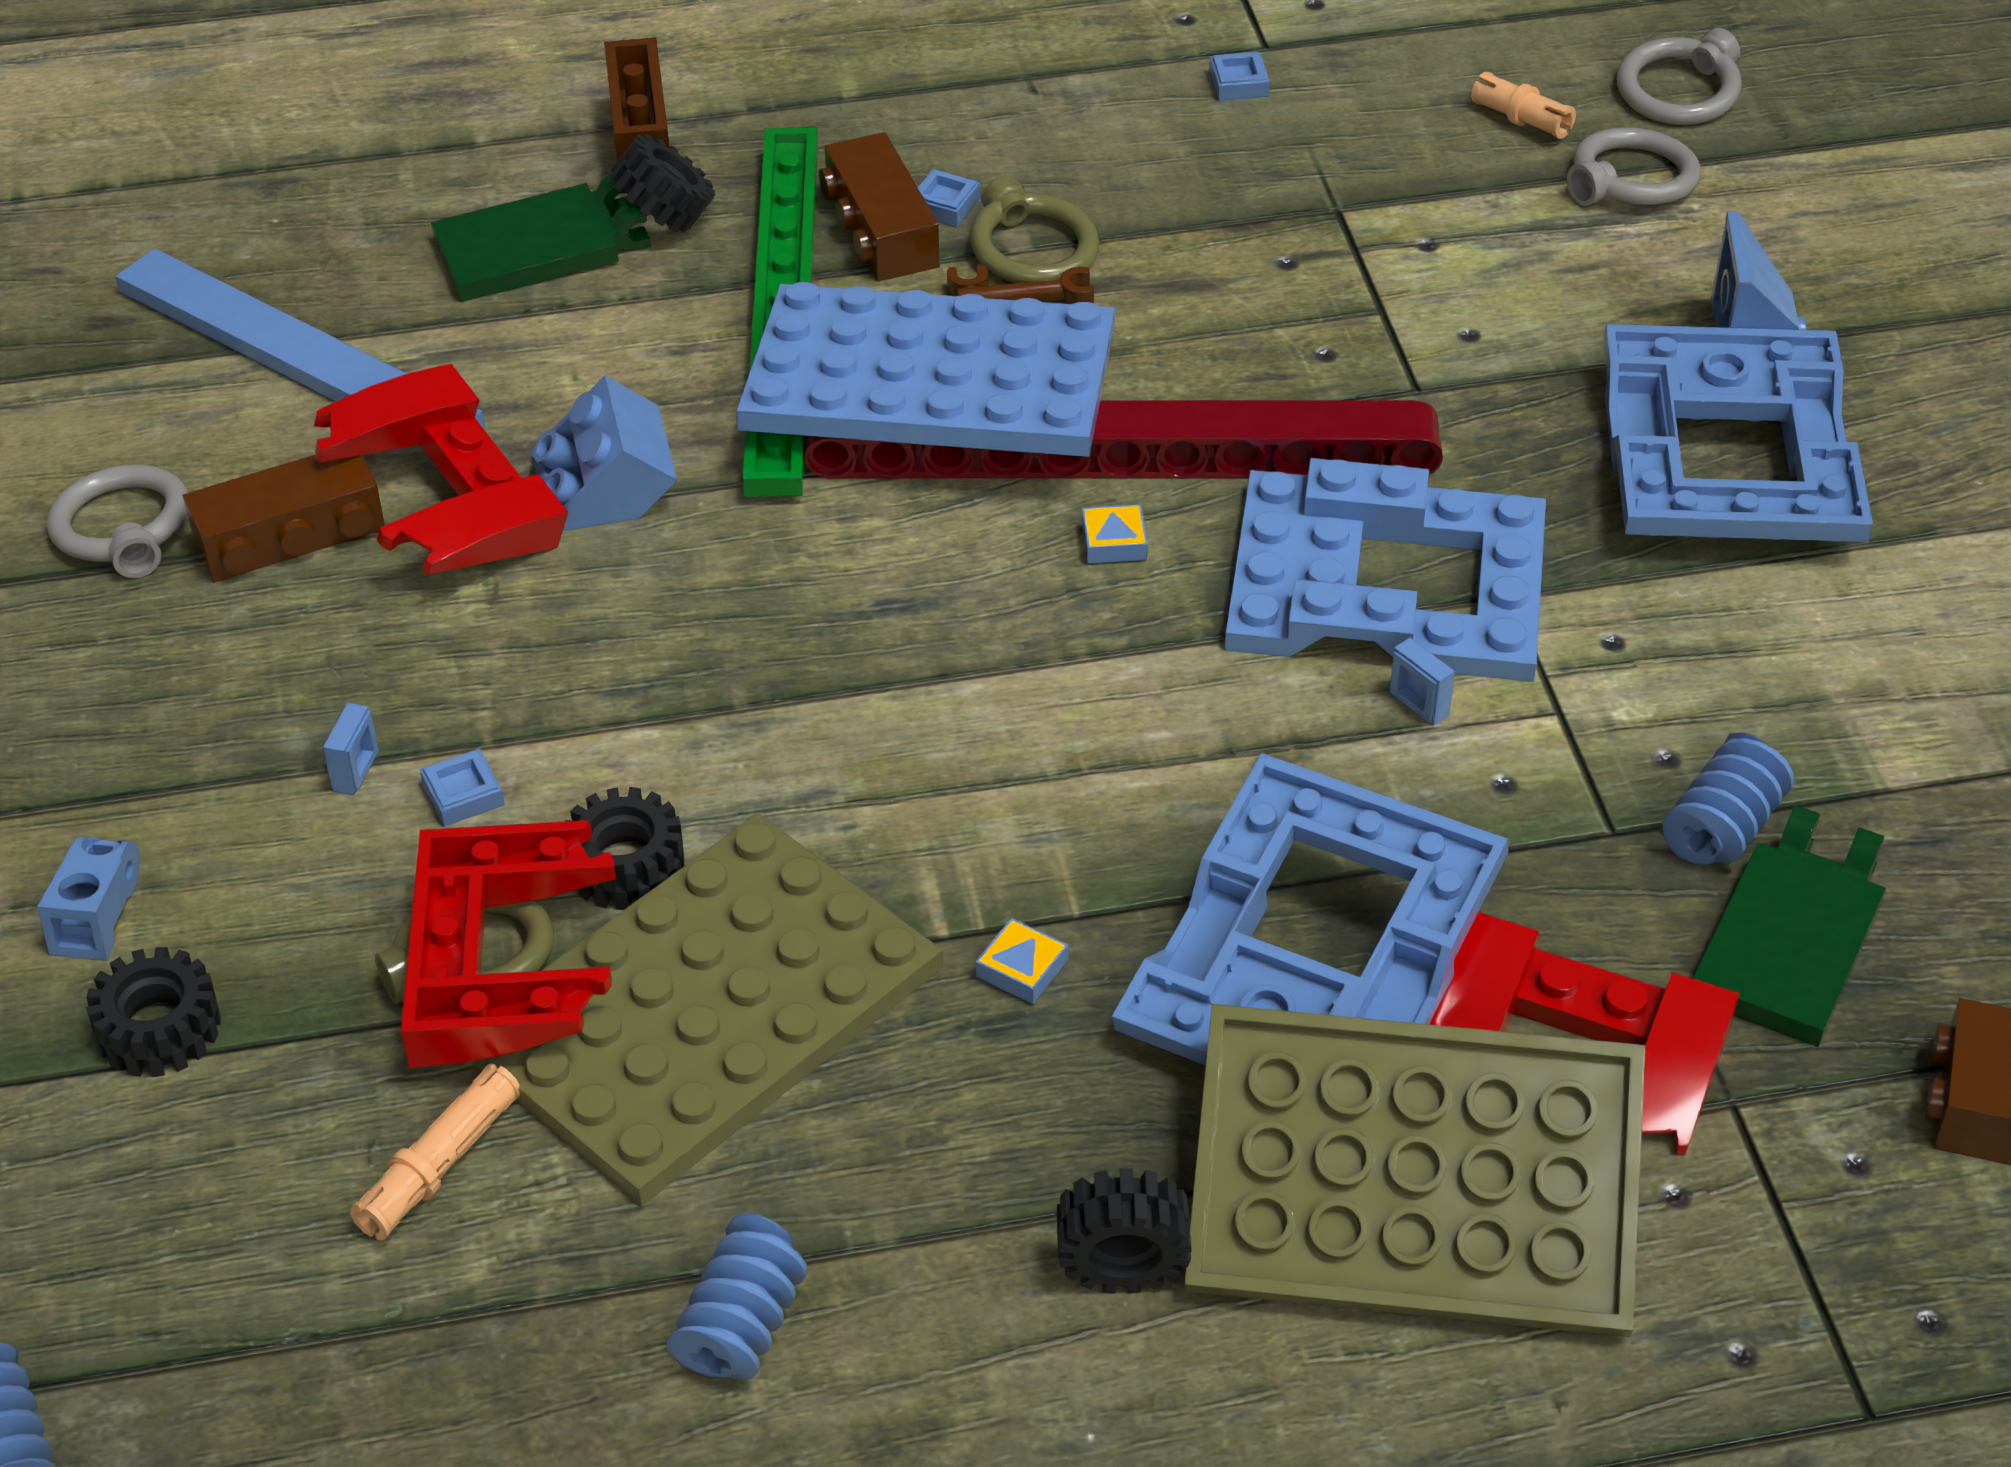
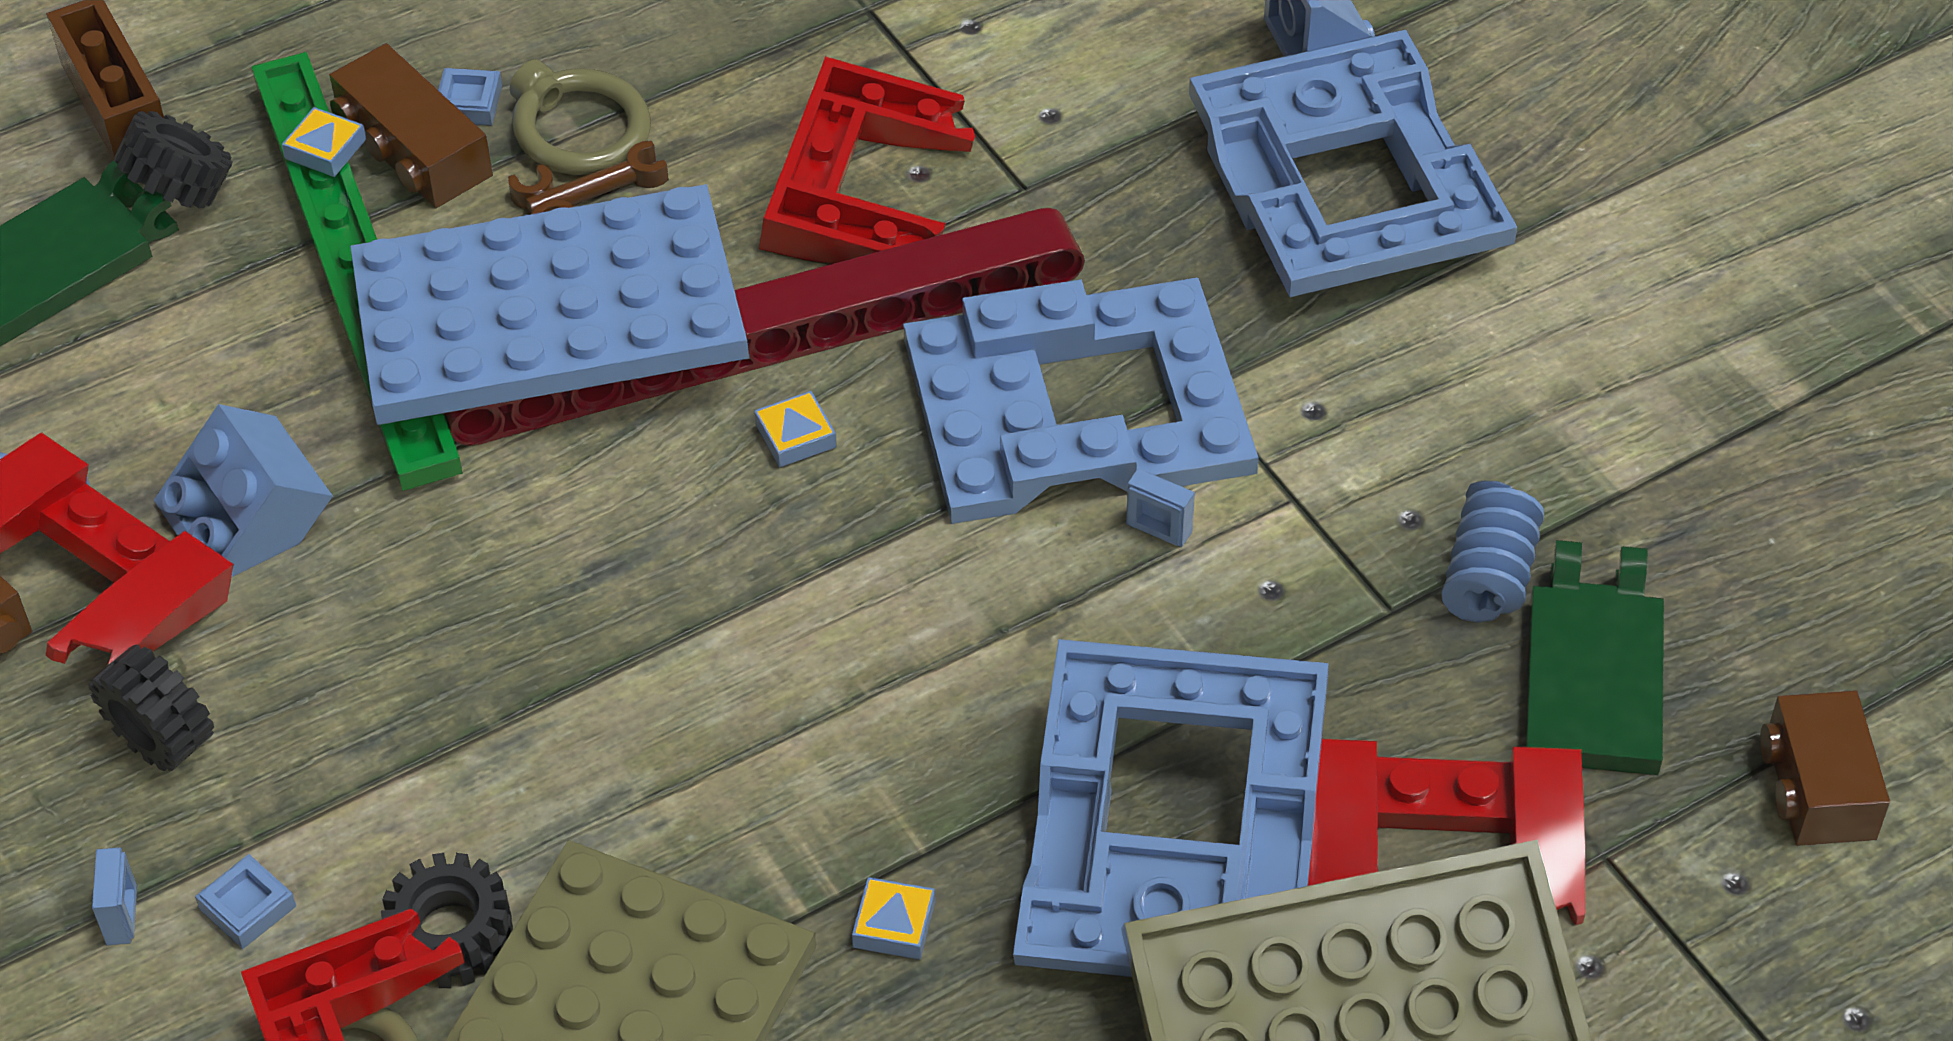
camera: 20 degrees left, 5 degrees up
(446, 605) = (151, 707): none -> black tyre
(797, 199) = (324, 141): none -> medium blue tile
(1205, 351) = (847, 105): none -> red wedge

